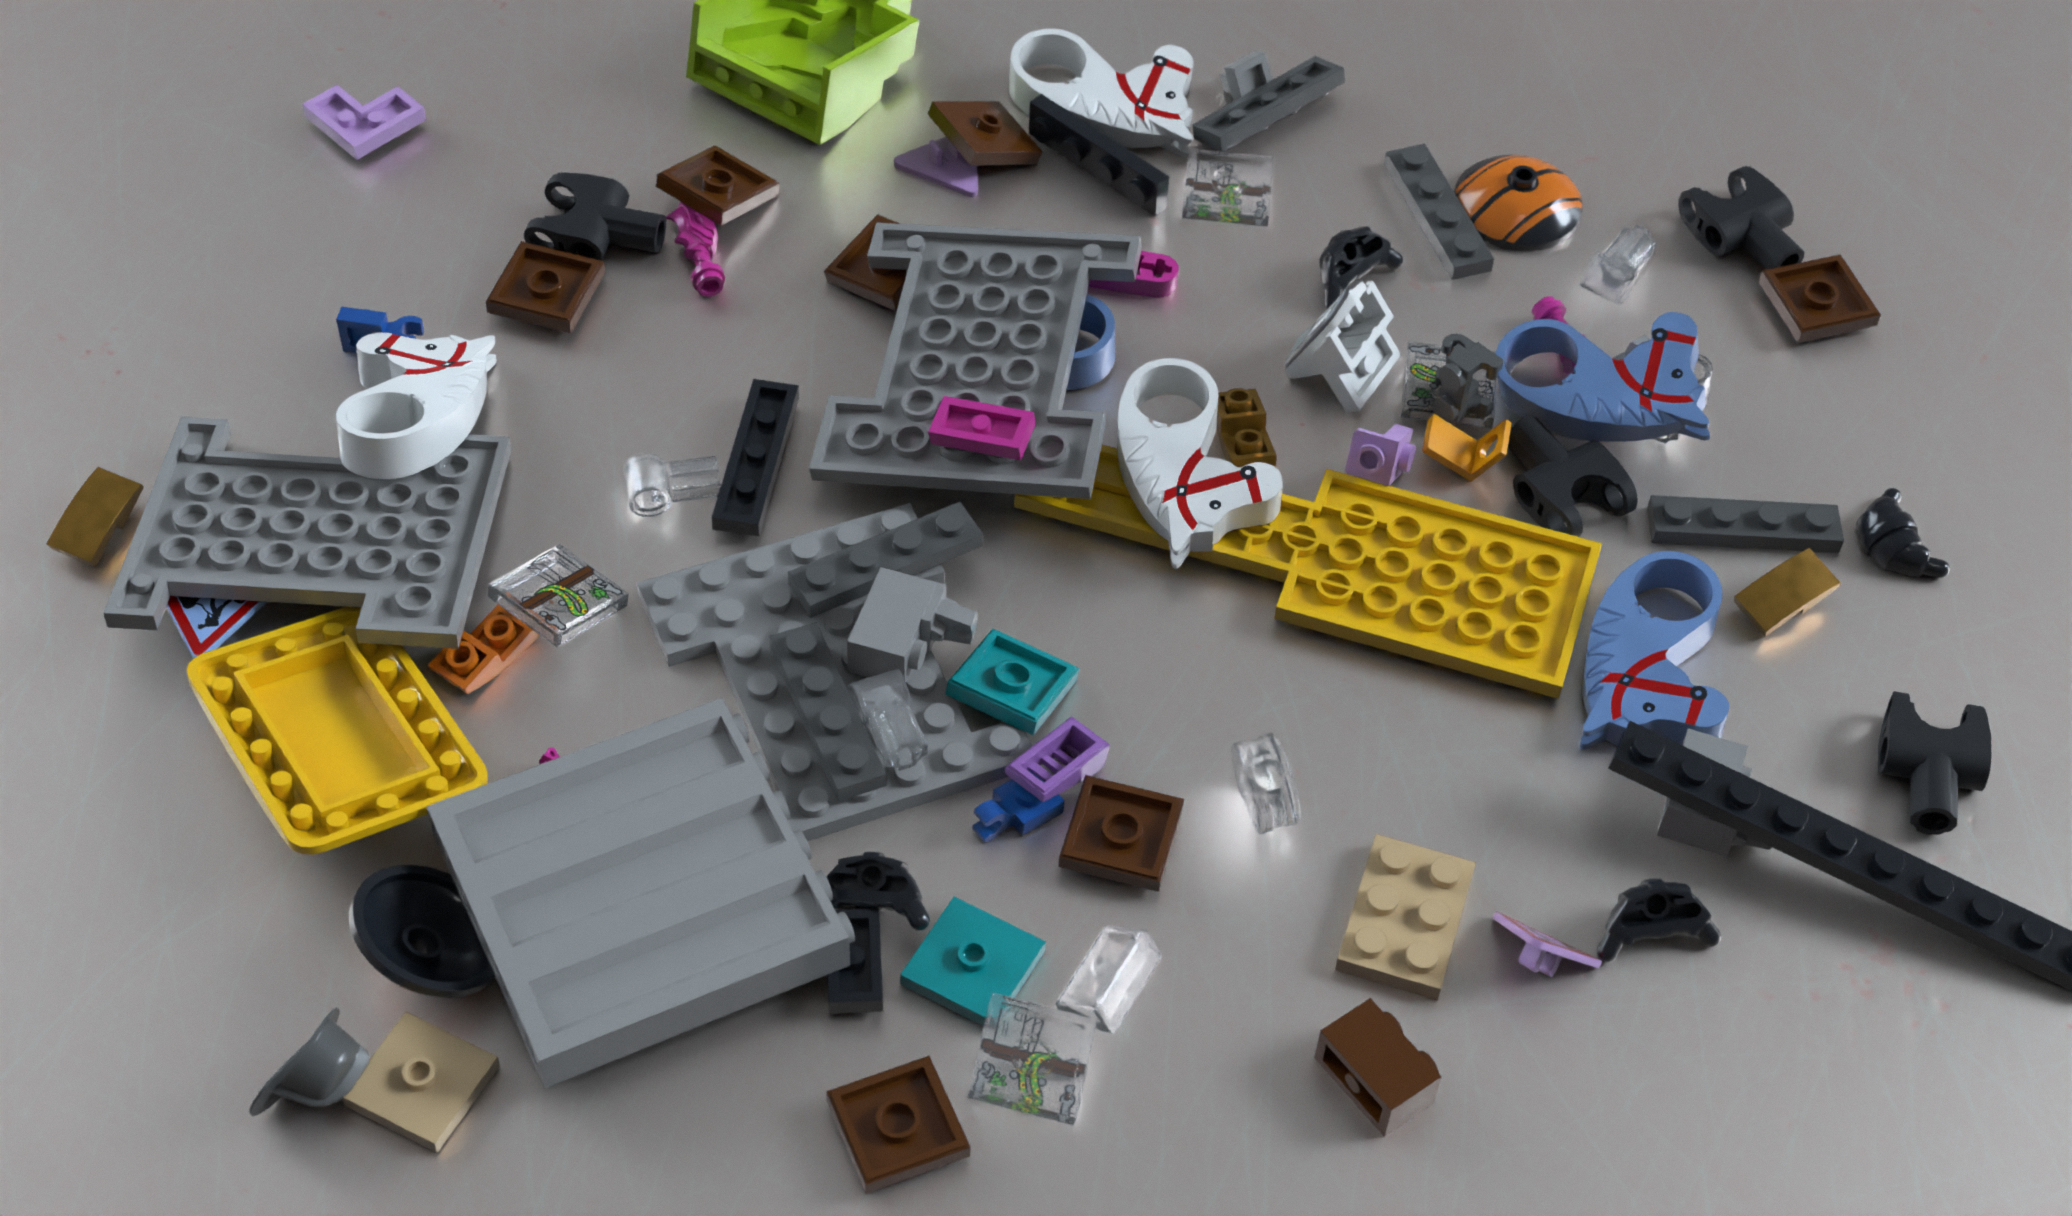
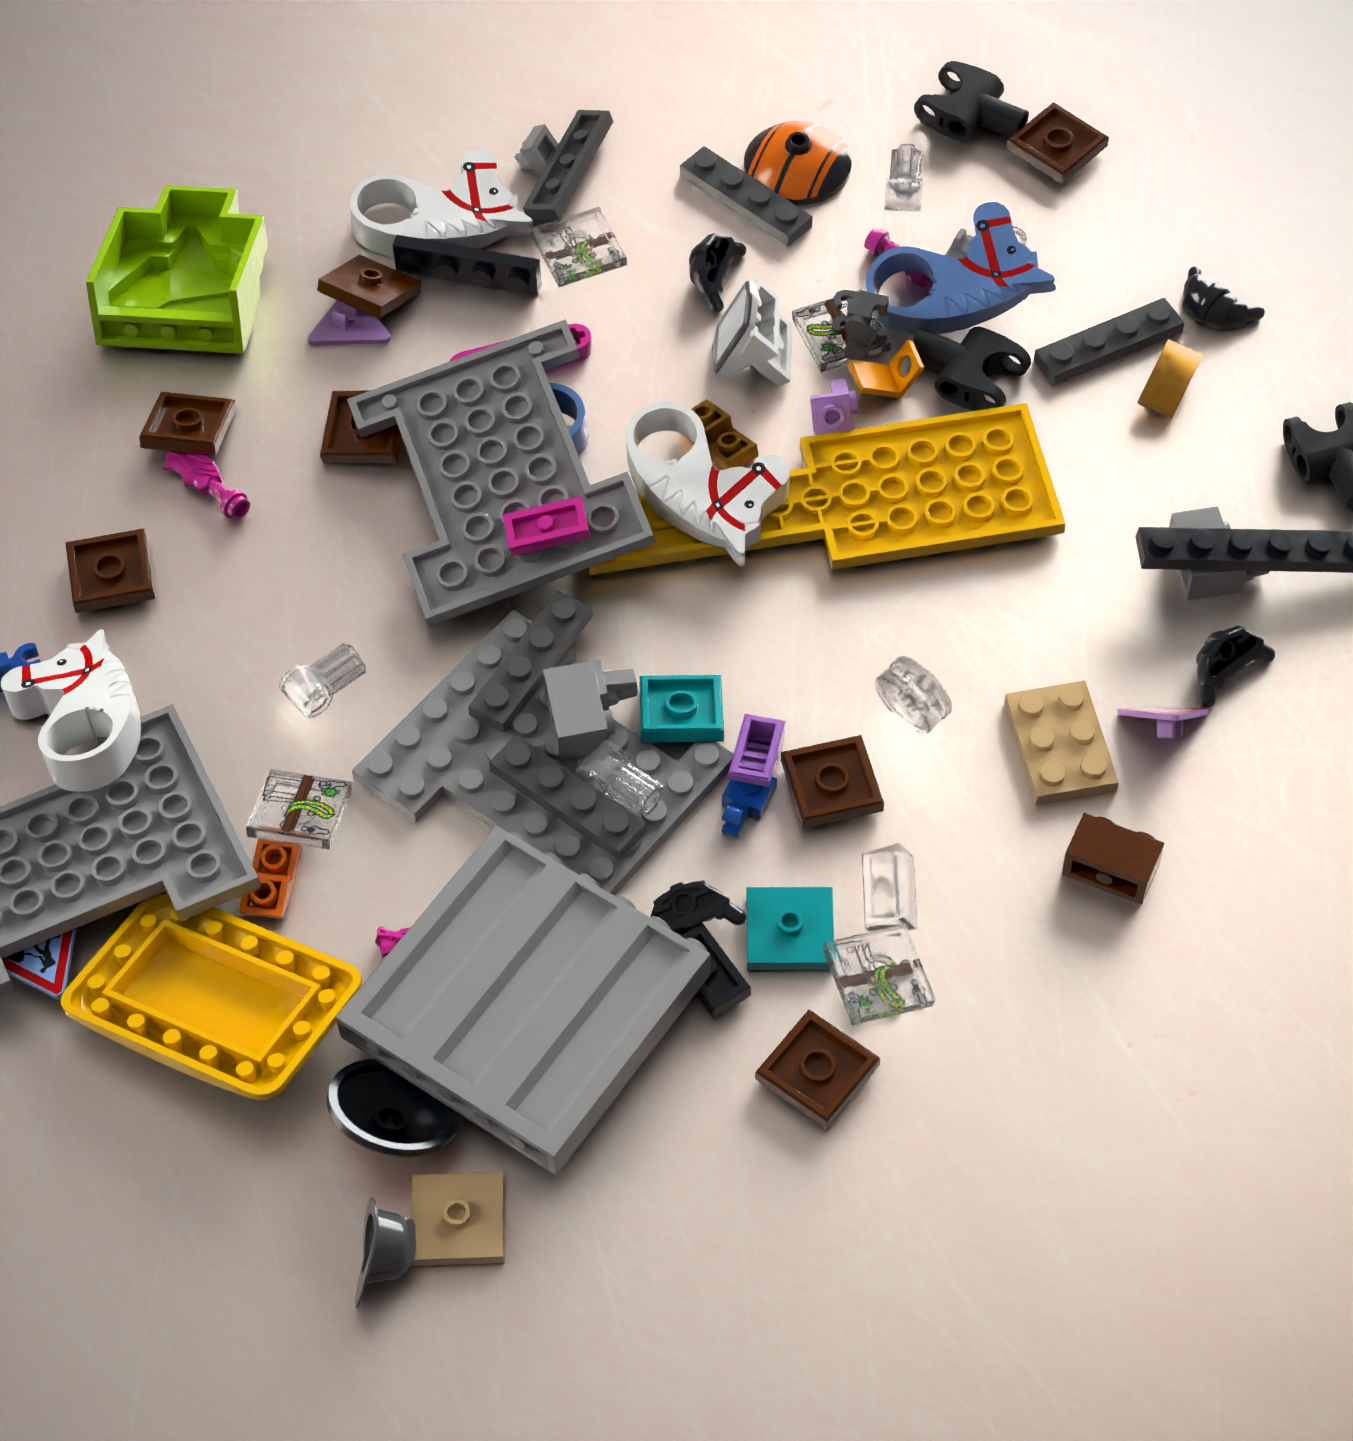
camera: 25 degrees left, 5 degrees up
(594, 218) = (110, 496): black connector -> none
(755, 458) = (372, 629): black plate -> none
(1635, 658) = (1095, 478): medium blue animal -> none

